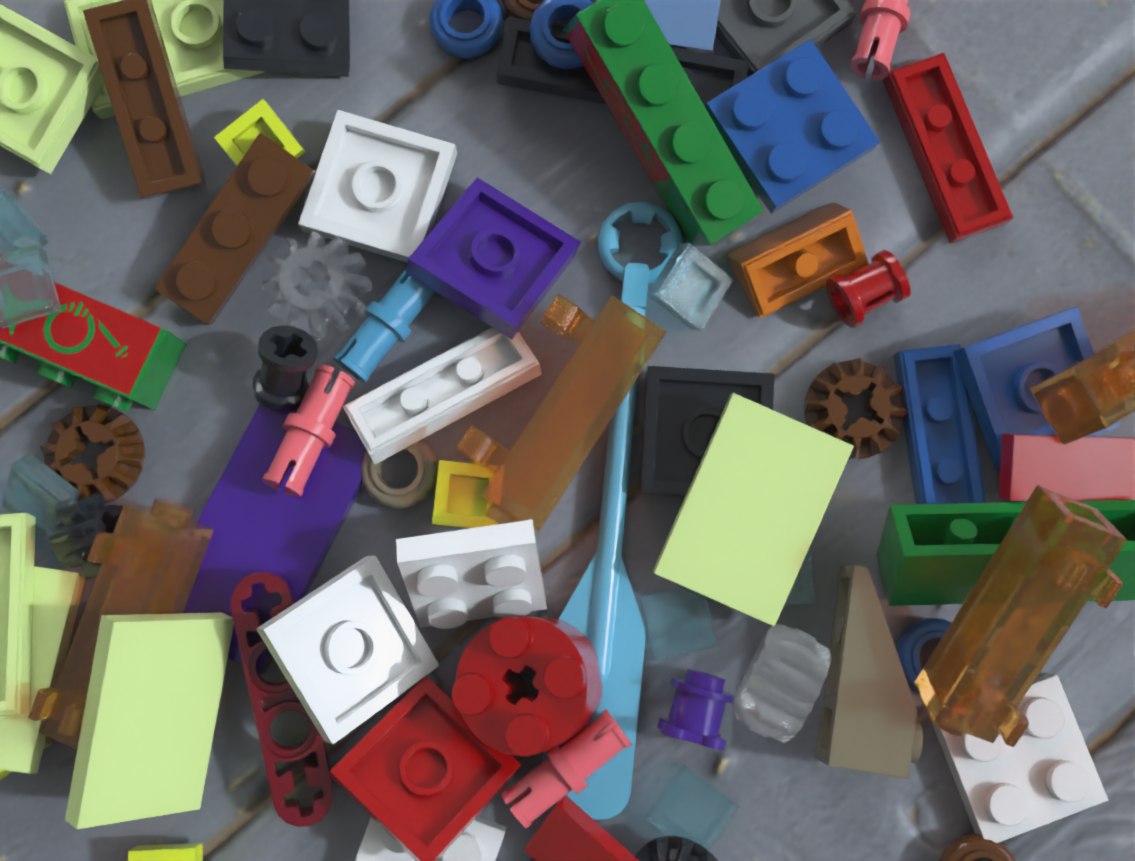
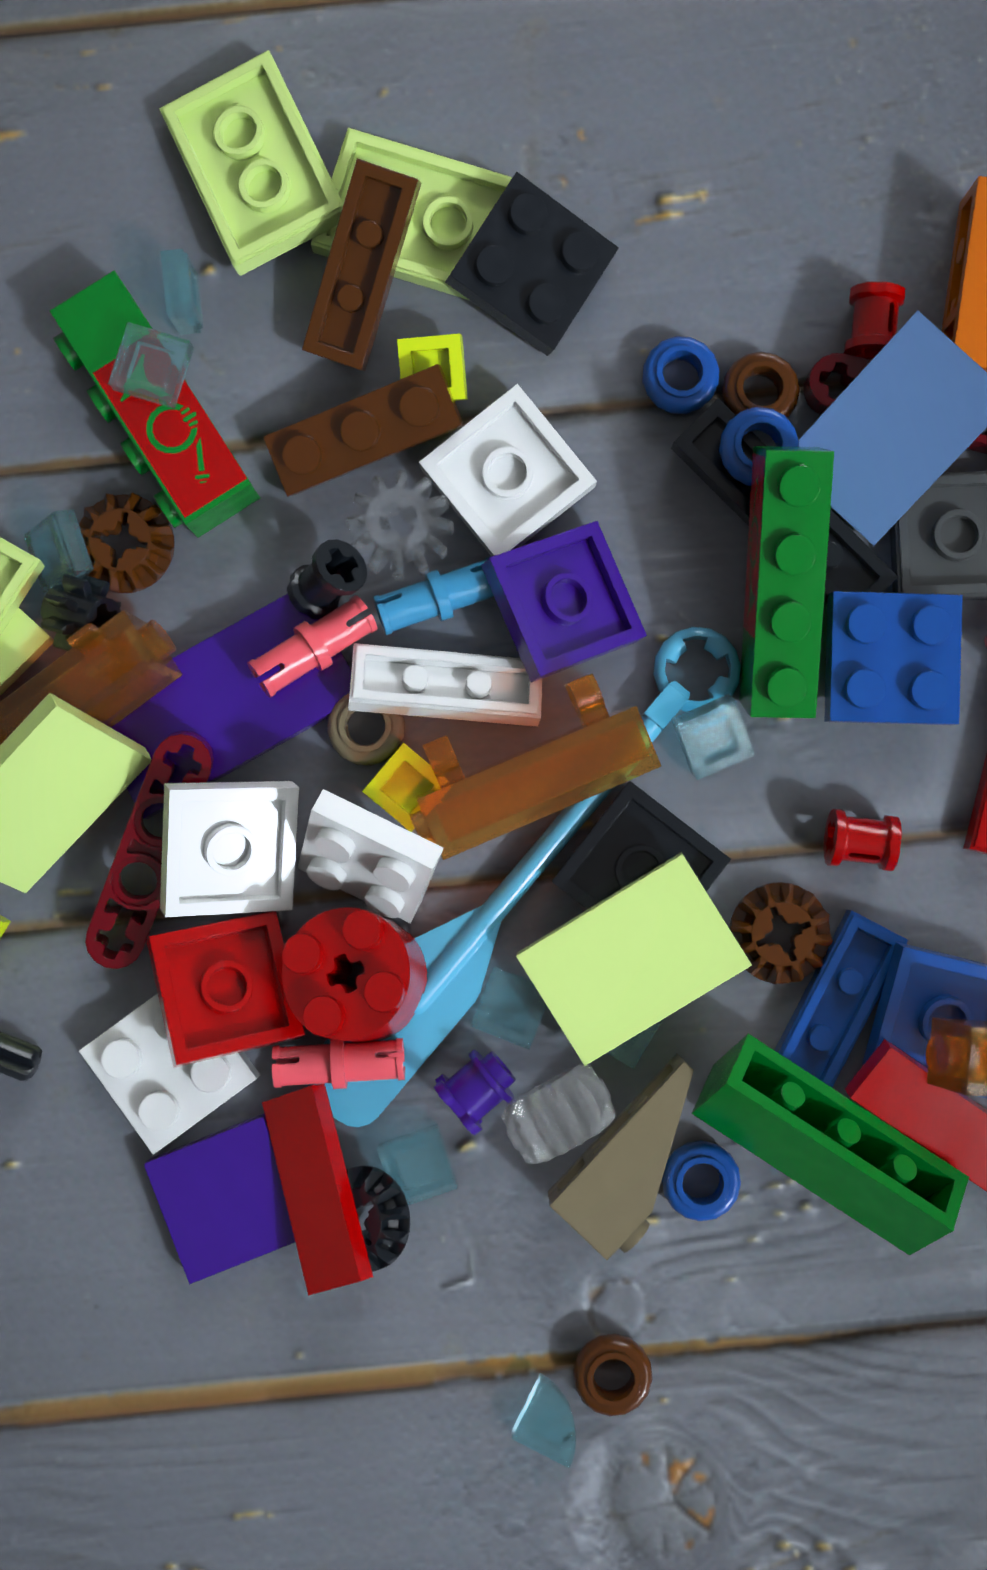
camera: 40 degrees right, 5 degrees up
(798, 258) = (823, 773): orange slope -> none
(1018, 616) = (785, 1193): clear orange brick -> none
(1035, 780) = (712, 1307): white plate -> none

